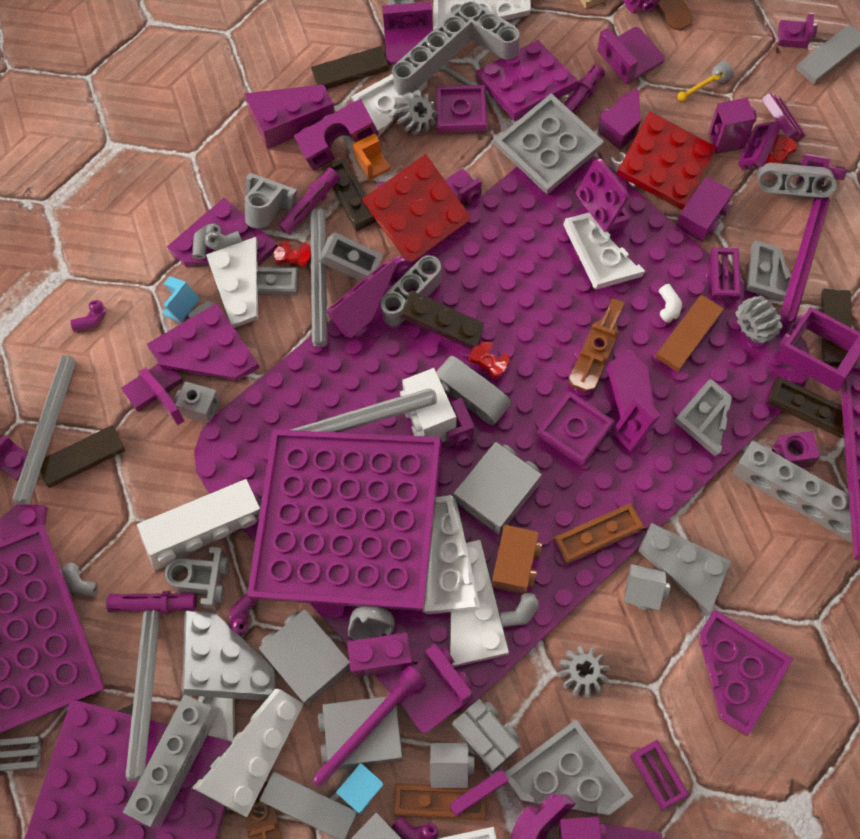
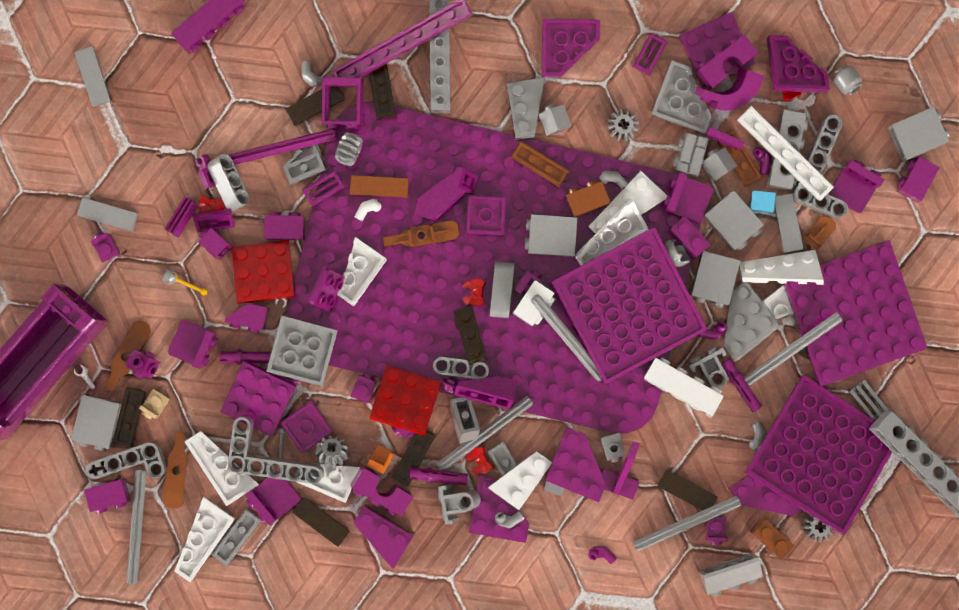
camera: 125 degrees left, 20 degrees up
(171, 762) = (817, 304): light grey brick -> none
(181, 300) = (557, 505): medium azure panel -> none
(219, 241) = (505, 508): light grey arm -> none
(410, 681) = (694, 211): magenta piece -> none
(706, 416) = (429, 145): light grey wing -> none
(805, 445) = (412, 76): magenta brick -> none

